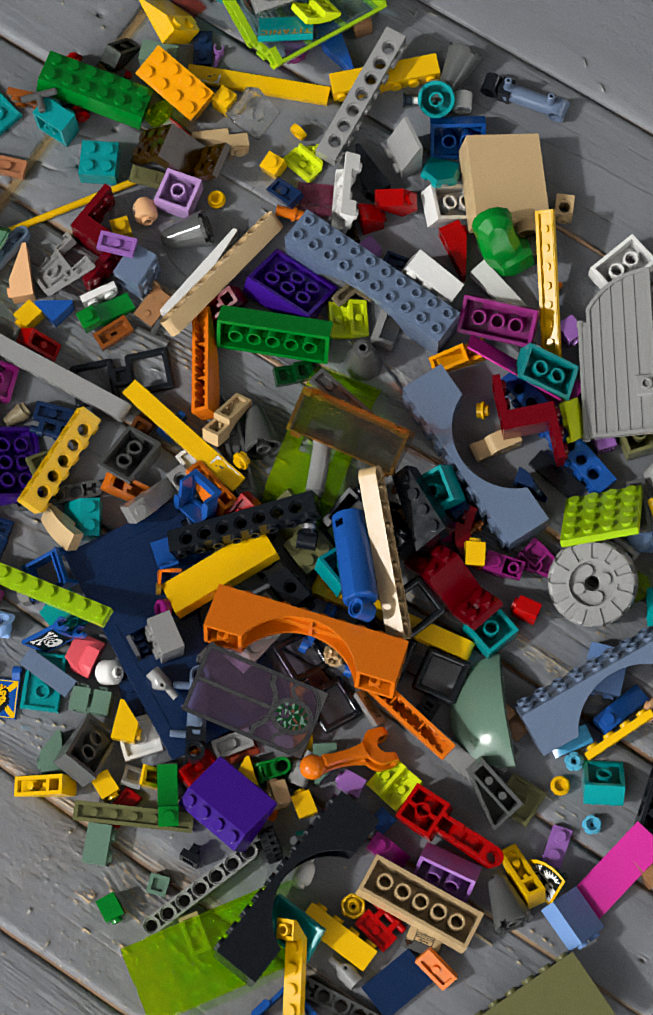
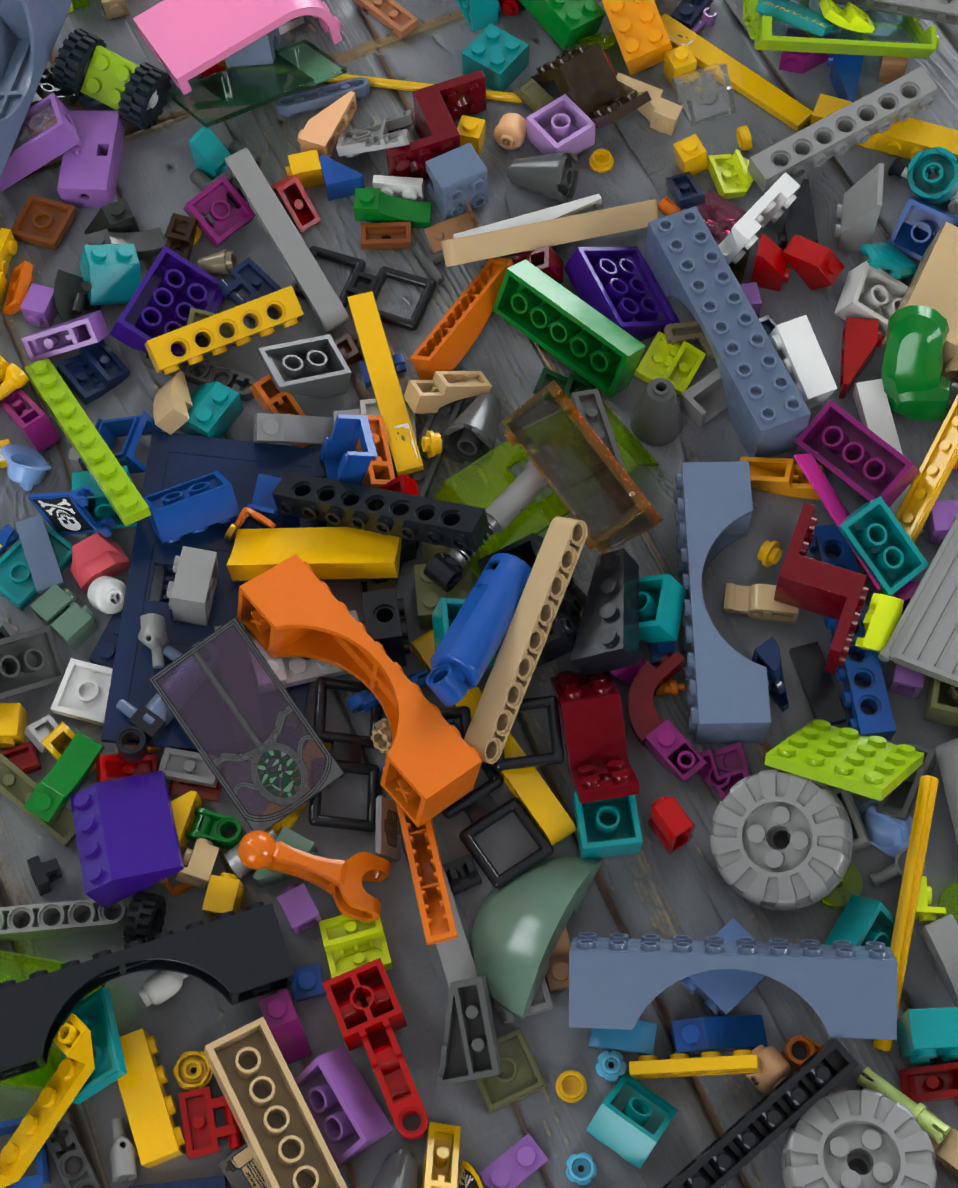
camera: 30 degrees right, 10 degrees down
(117, 244) = (449, 132): medium lavender plate -> none
(125, 587) = (192, 506): none -> blue slope
(126, 726) = (79, 663): yellow slope -> none
(162, 605) = (223, 553): magenta tile -> none
(474, 552) = (645, 710): yellow brick -> none

